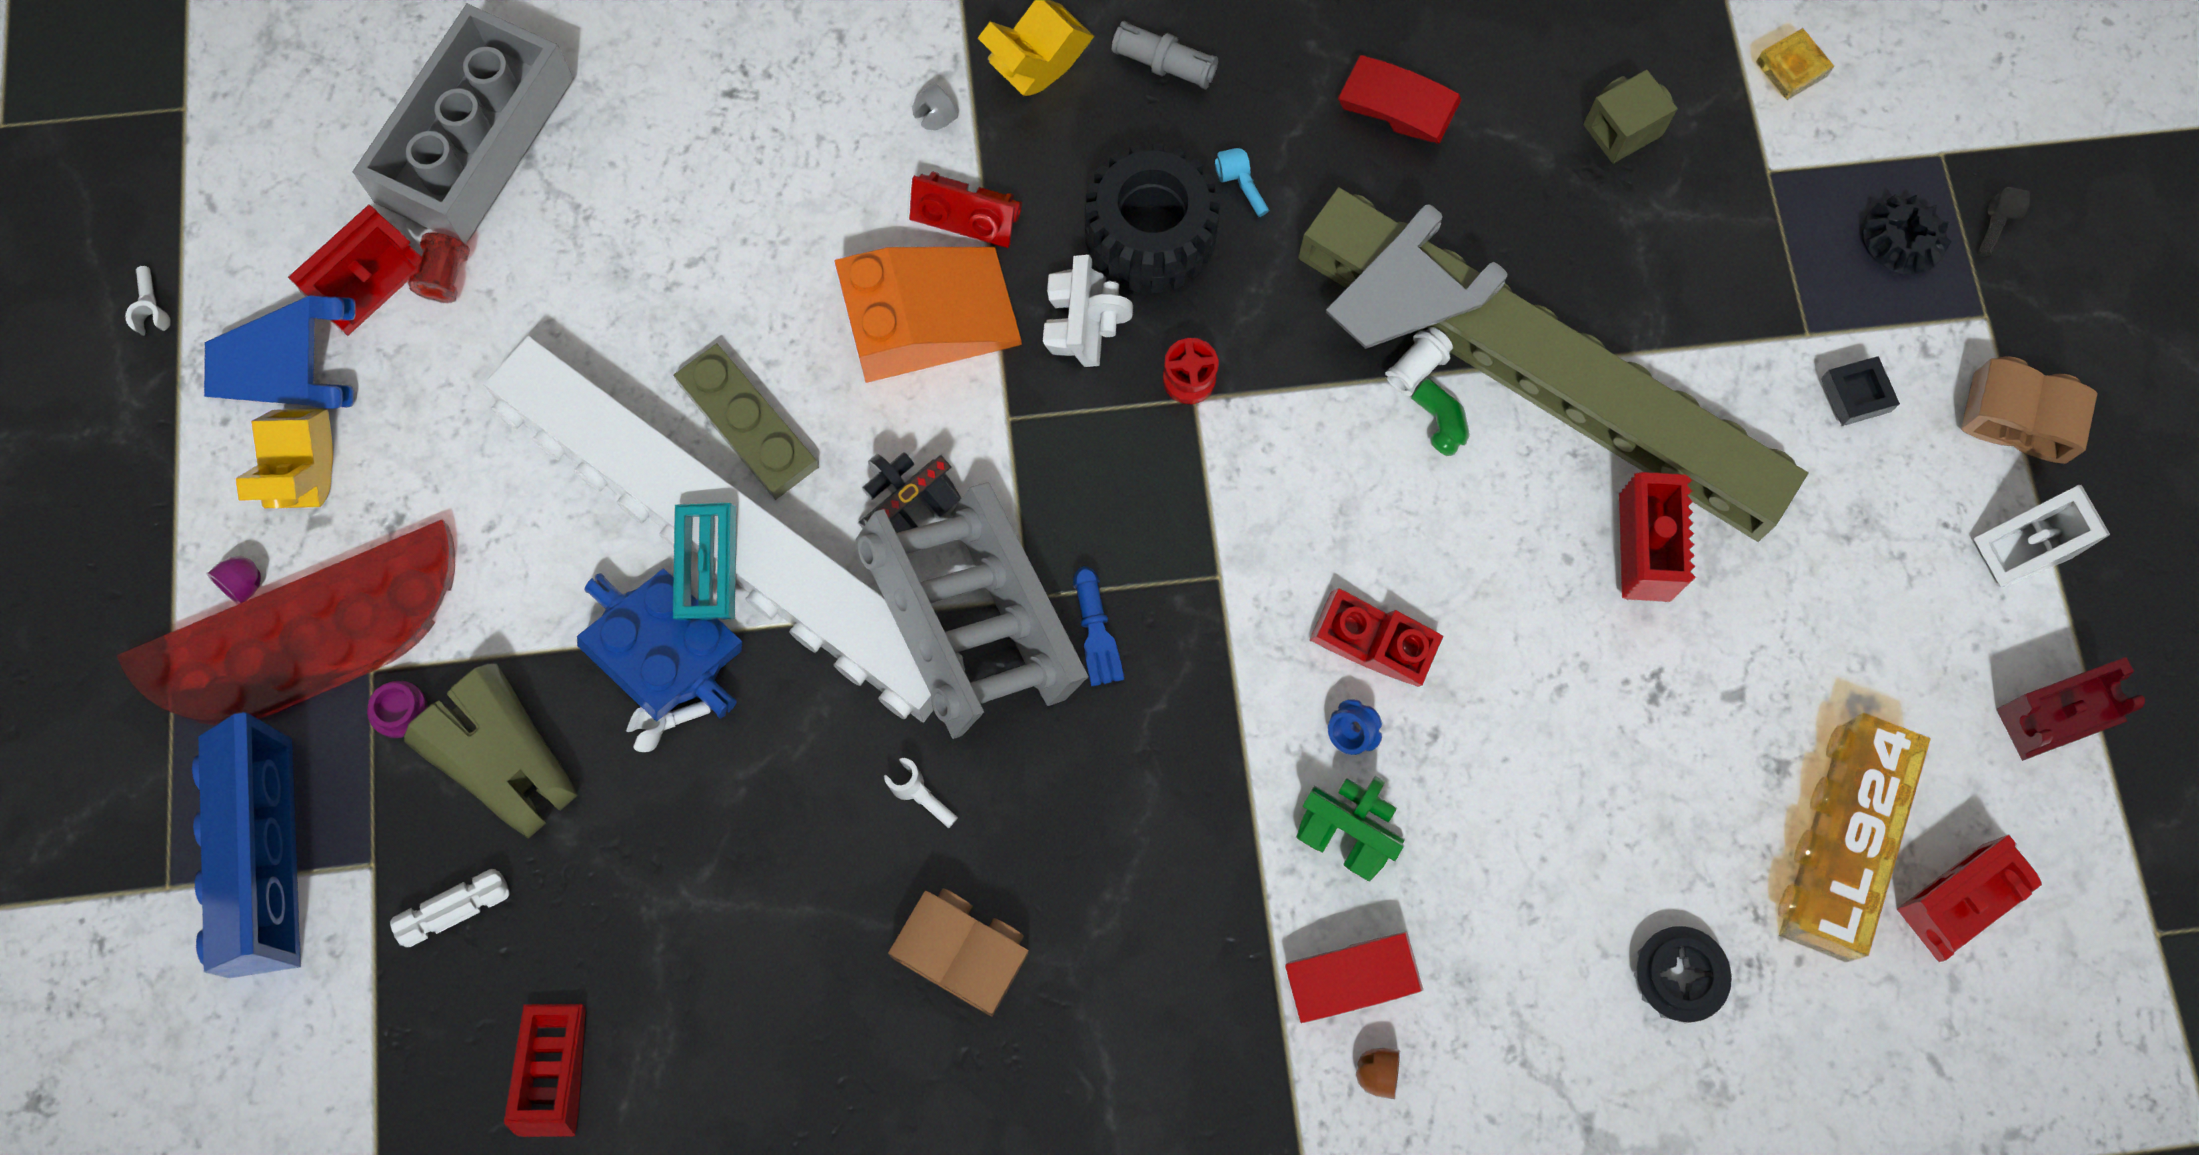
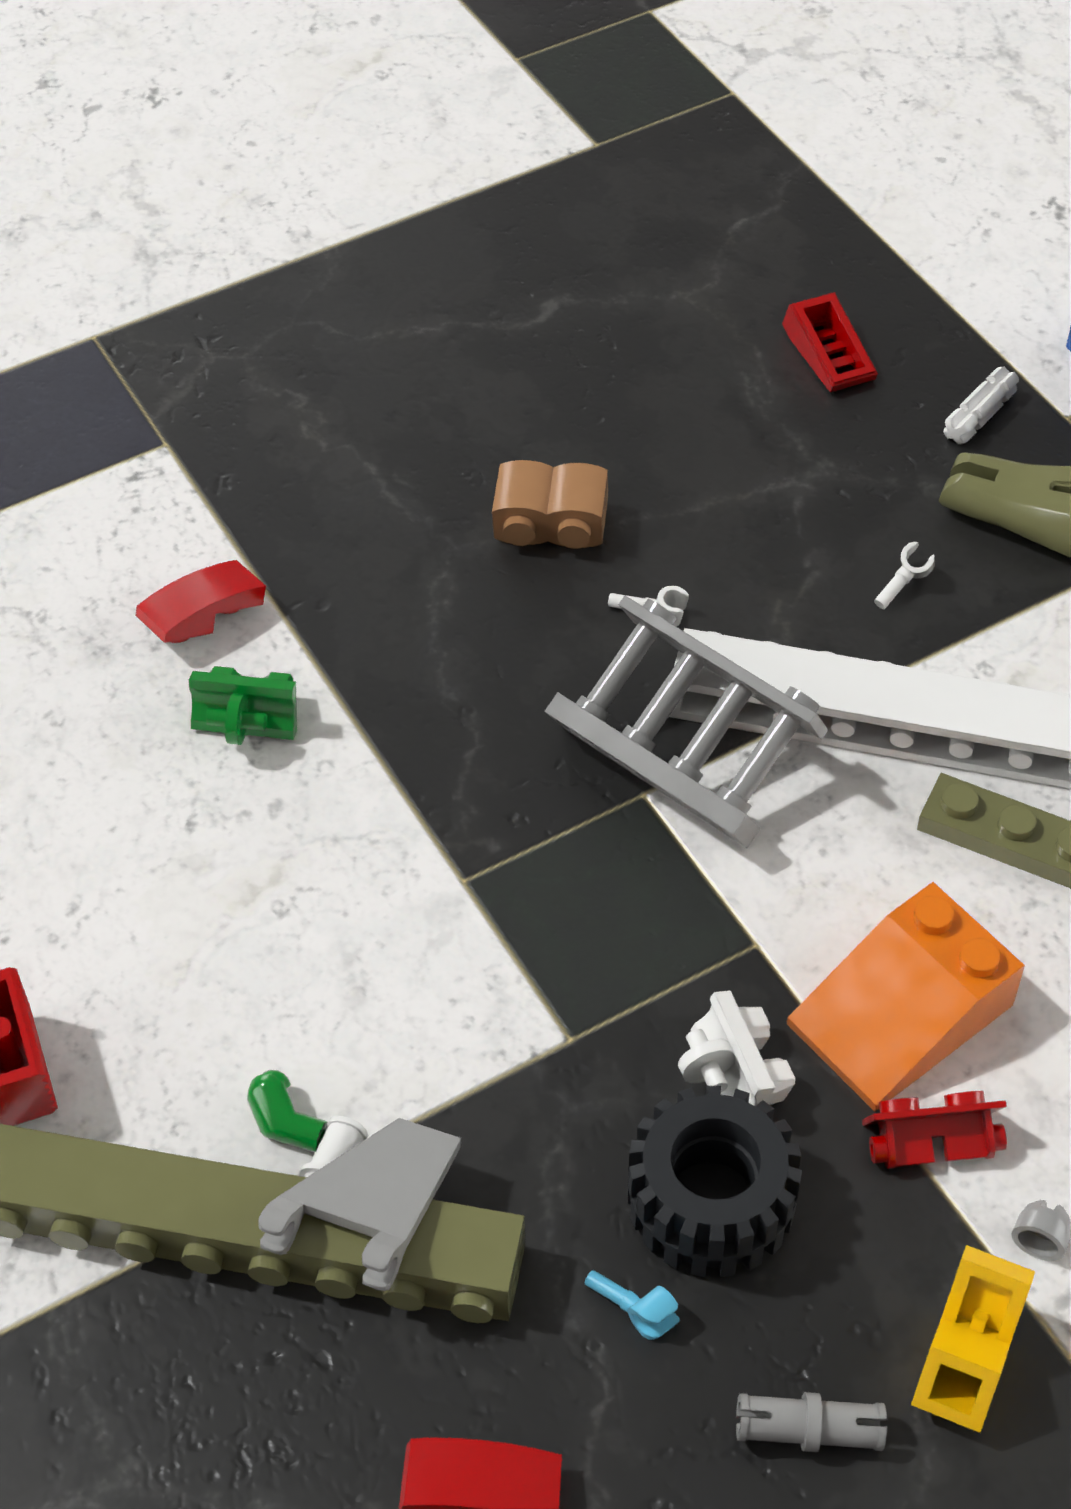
camera: 160 degrees right, 20 degrees down
(652, 653) = (951, 617): blue plate -> none
(726, 561) = (943, 662): teal tile -> none
(928, 484) = (816, 812): black hips -> none
(1100, 647) = (549, 770): blue piece -> none
(1192, 358) = (592, 1030): red wheel -> none
(1346, 735) = (270, 783): blue plate -> none
(1376, 639) = (267, 876): red slope -> none
(1379, 1072) = (150, 553): dark orange hinge -> none

